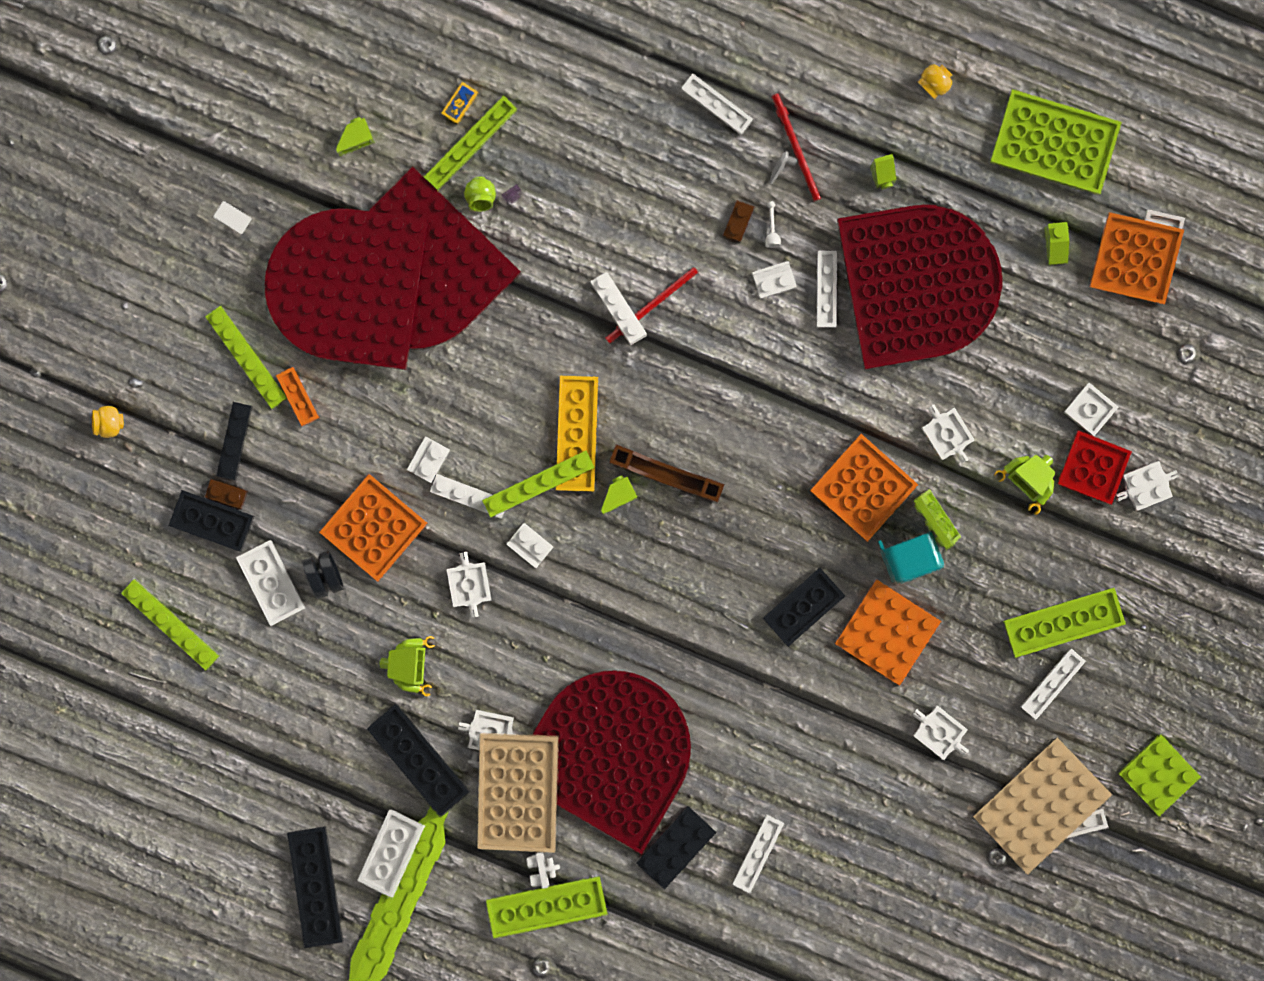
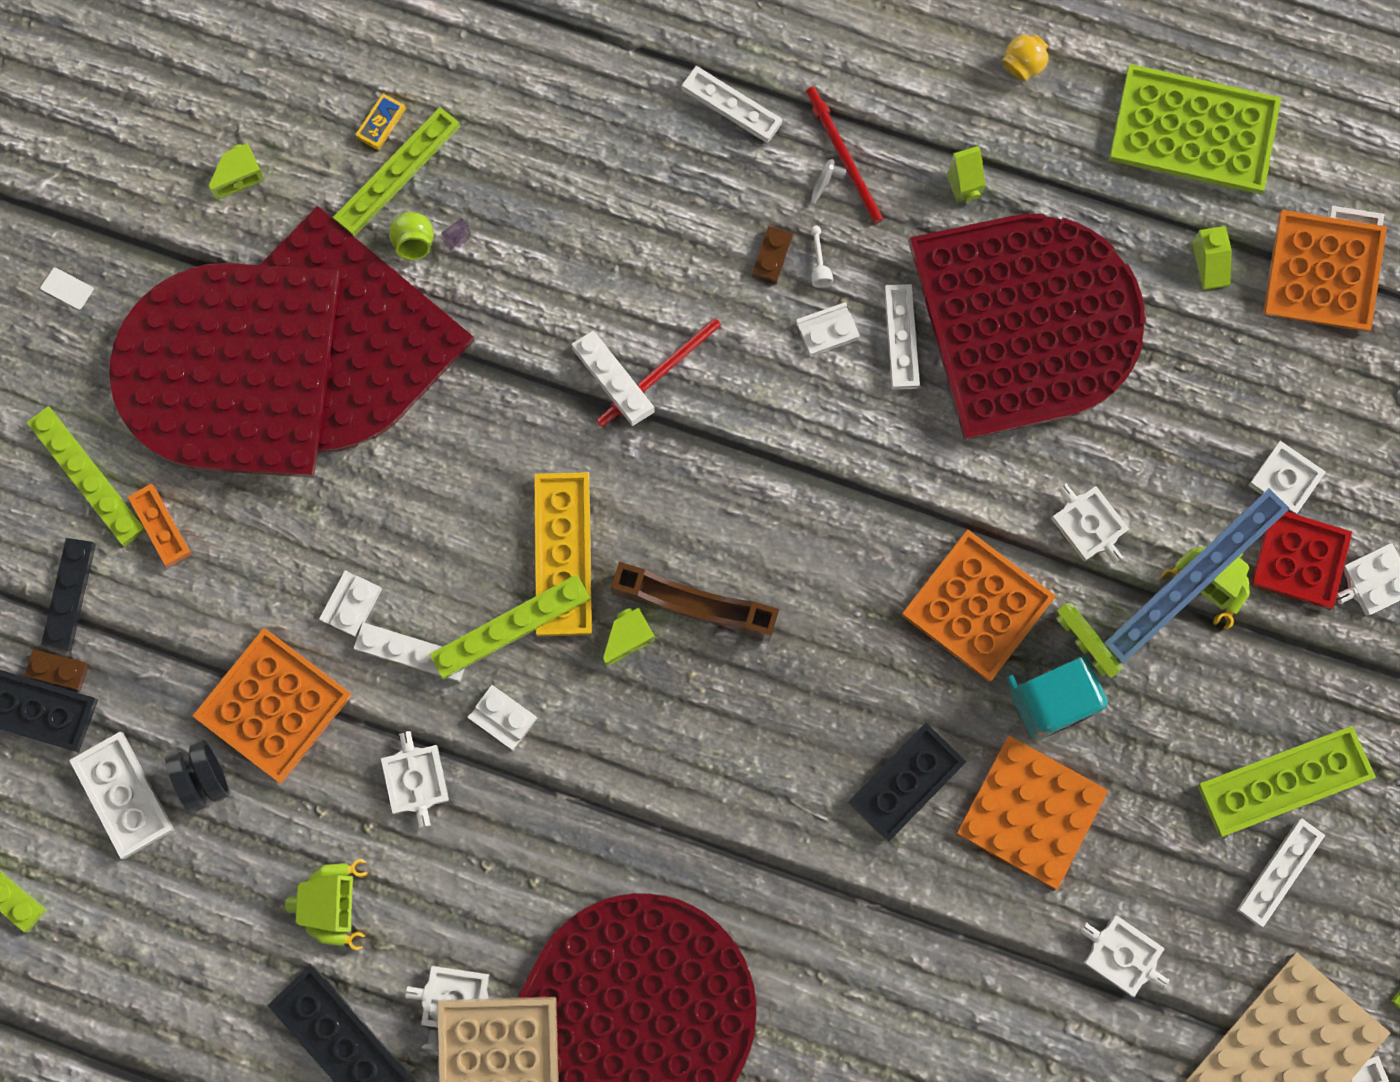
camera: 10 degrees left, 10 degrees down
(1015, 479) = (1196, 575): none -> medium blue plate

